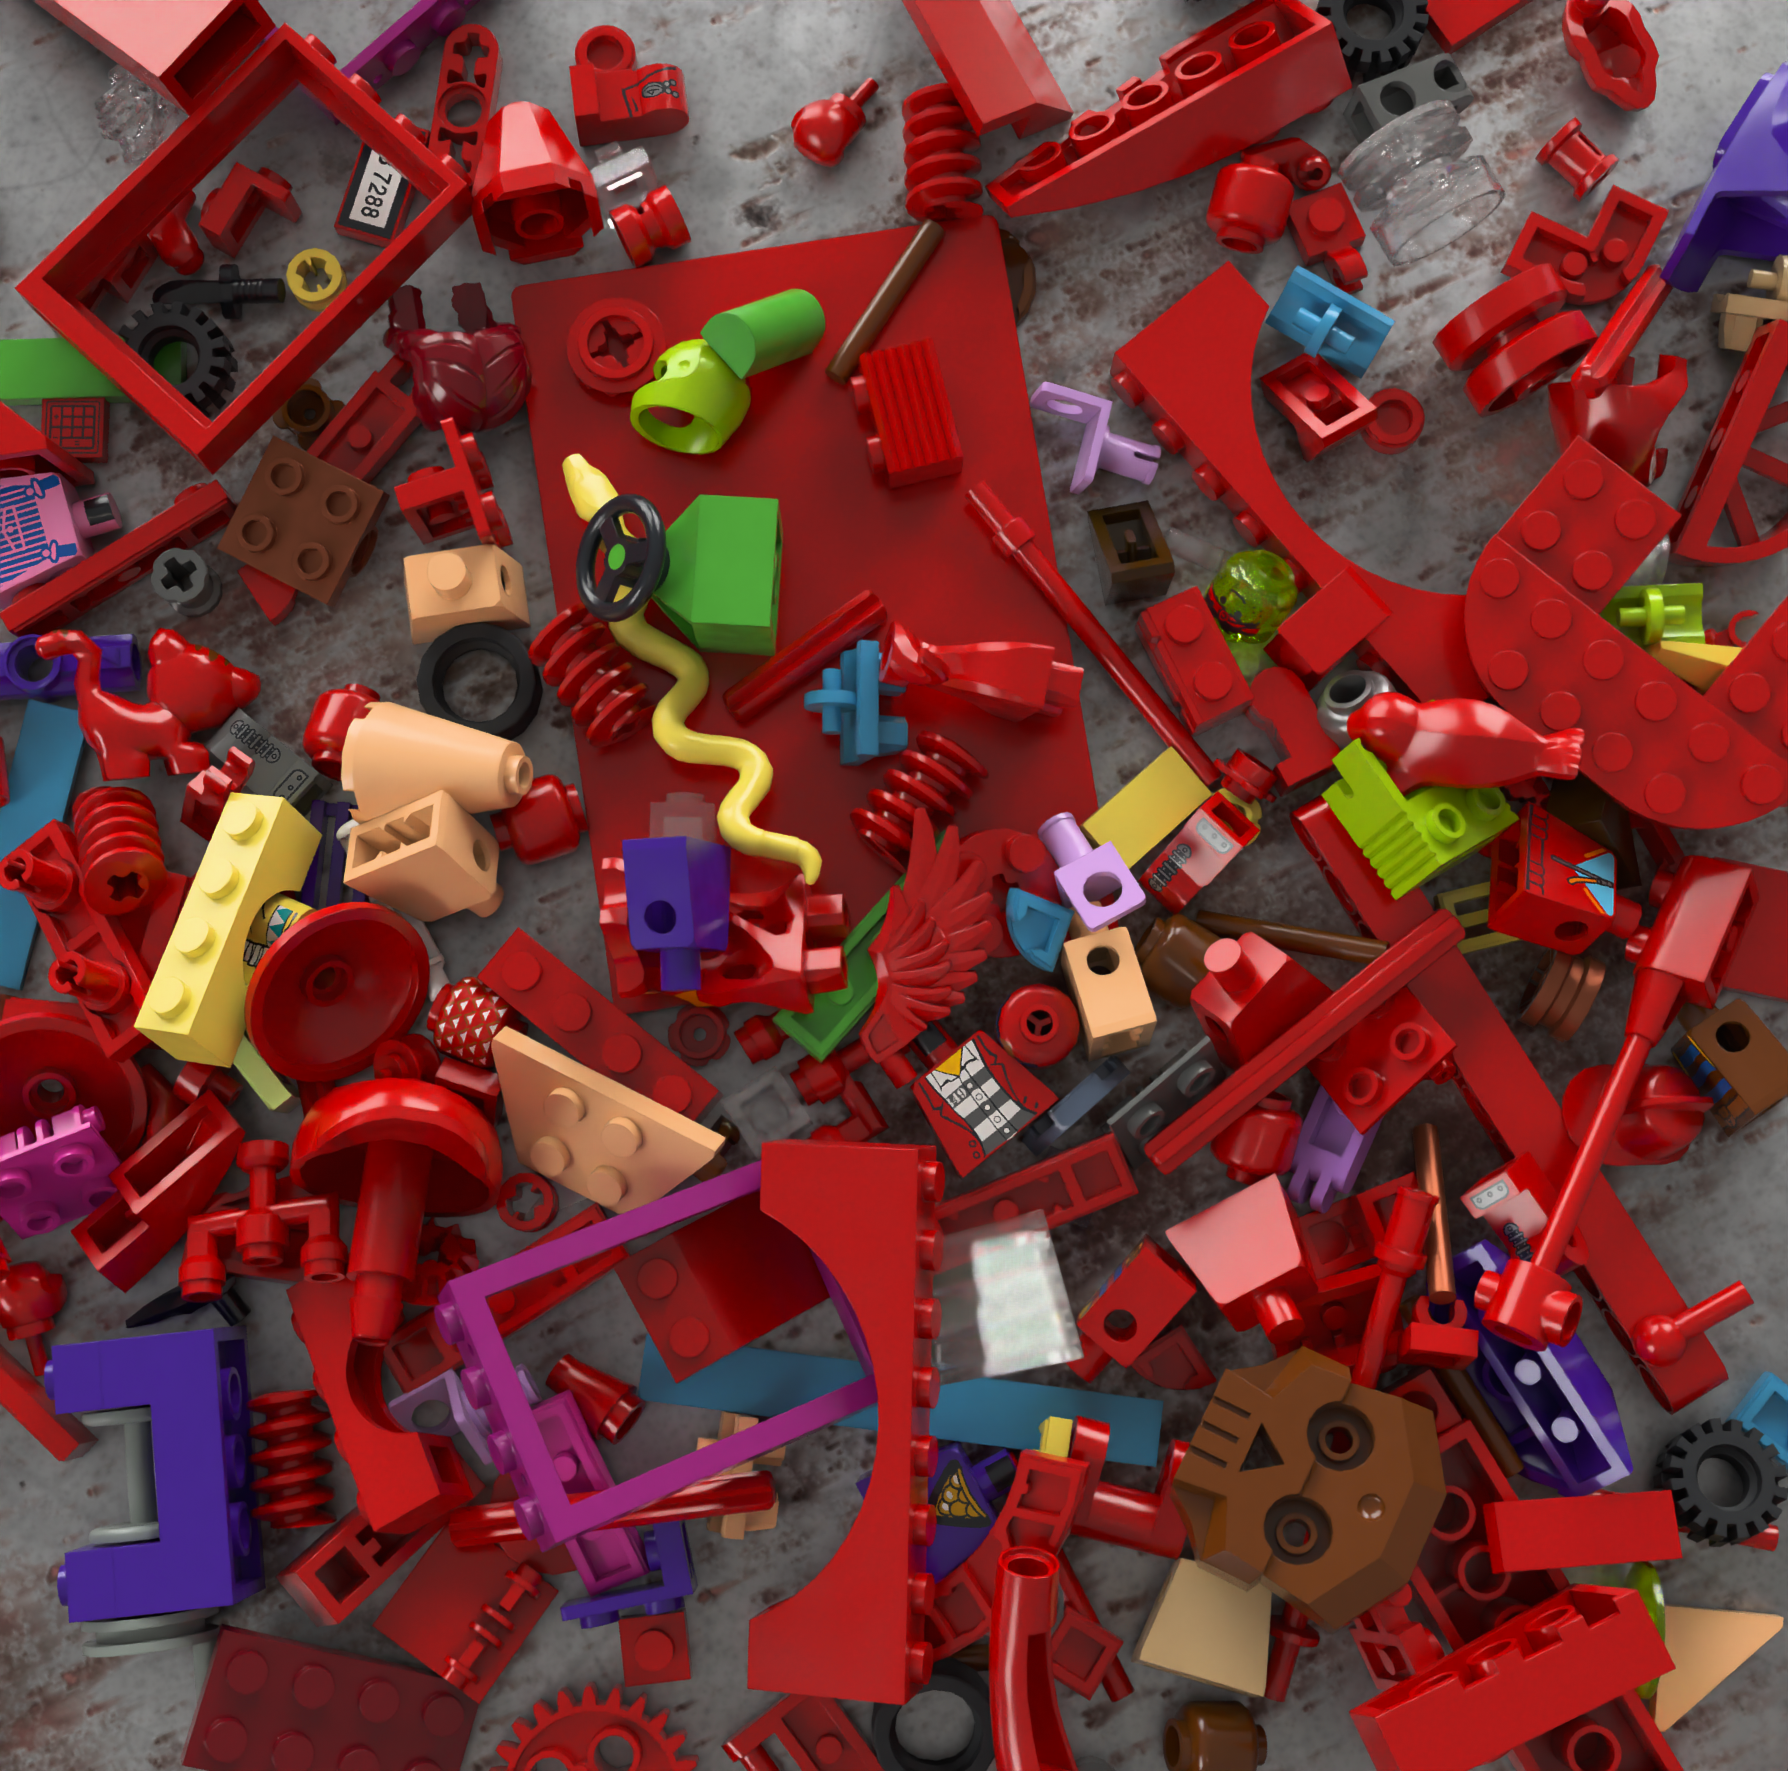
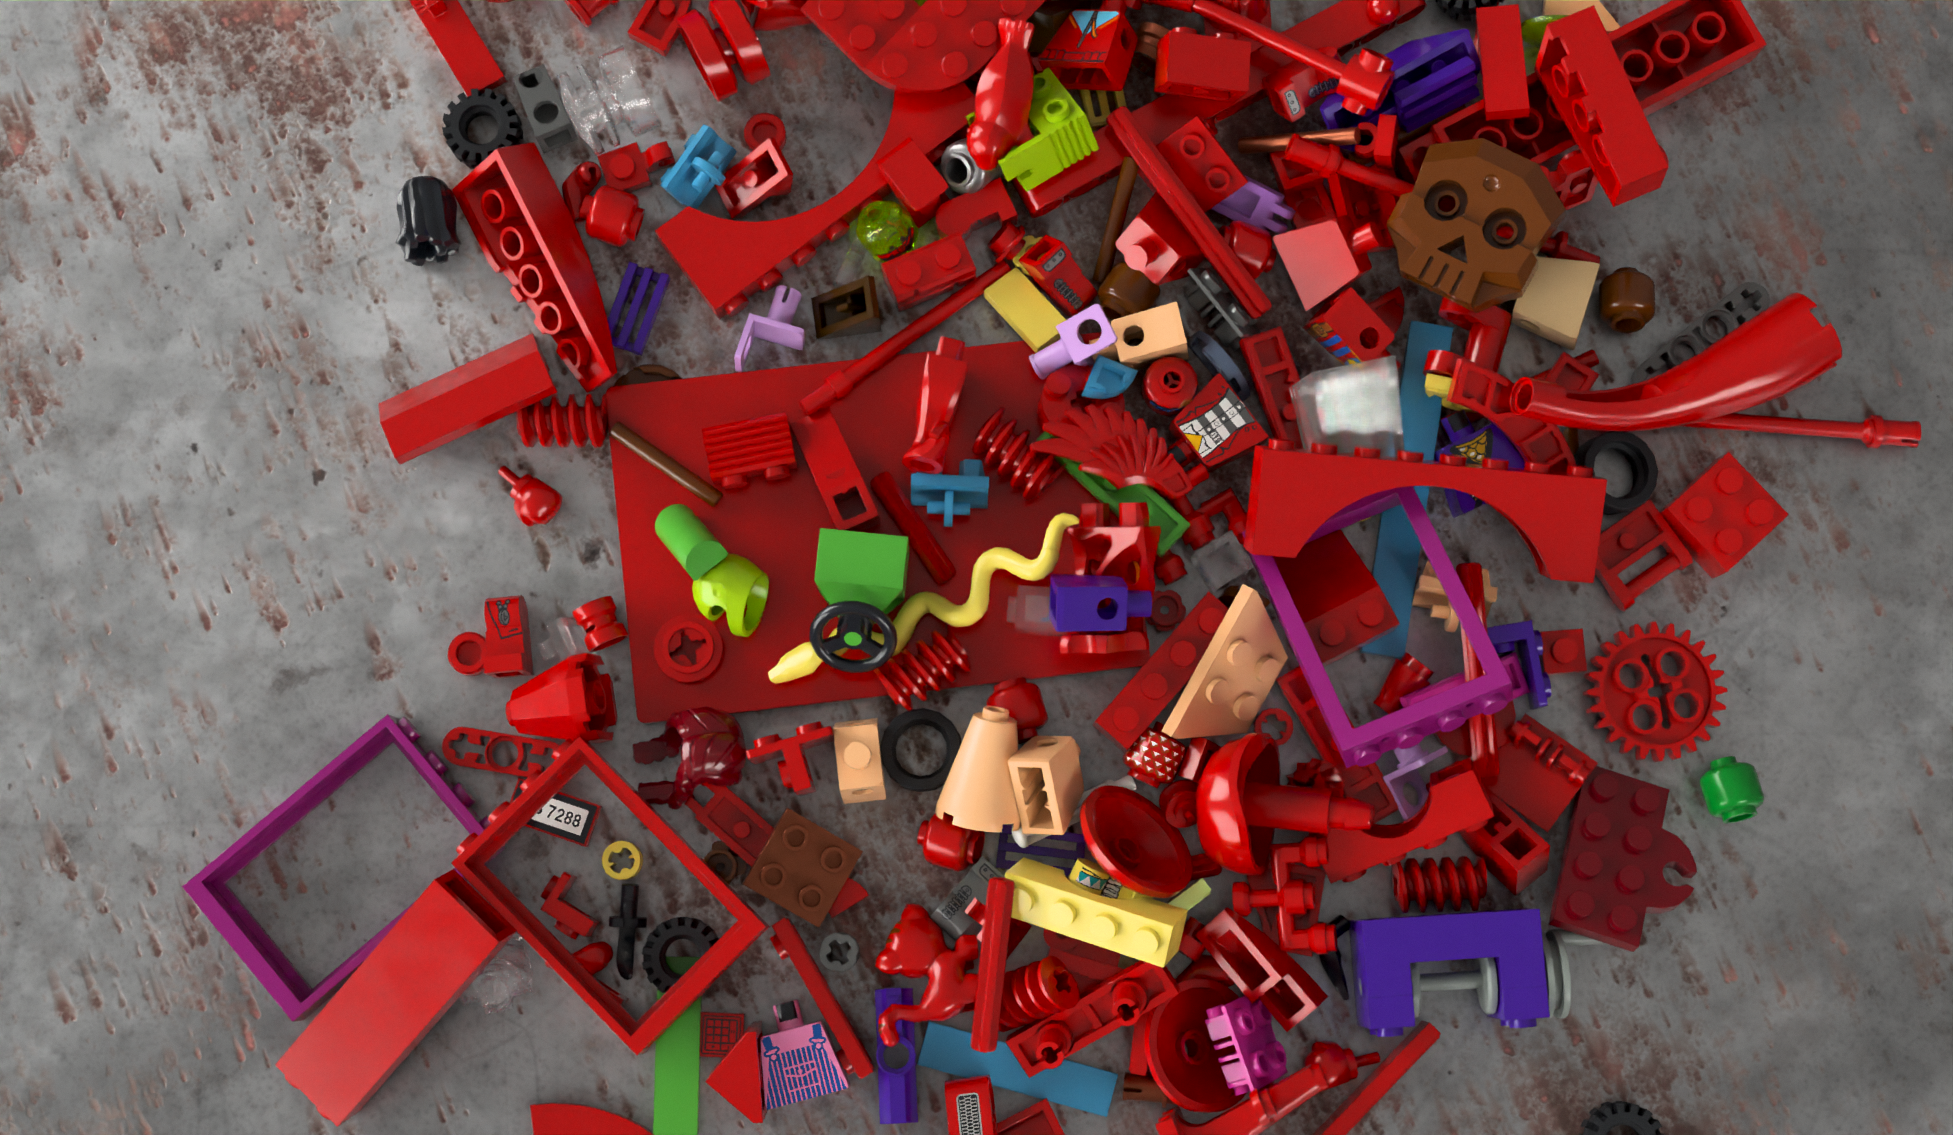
camera: 90 degrees left, 0 degrees up
(152, 785) = (992, 964): none -> red axle
(875, 536) = (835, 472): none -> red slope
(1125, 231) = (621, 299): none -> dark purple tile
(1515, 1429) = (1437, 99): none -> dark purple tile
(1539, 1052) = (1202, 65): none -> red brick

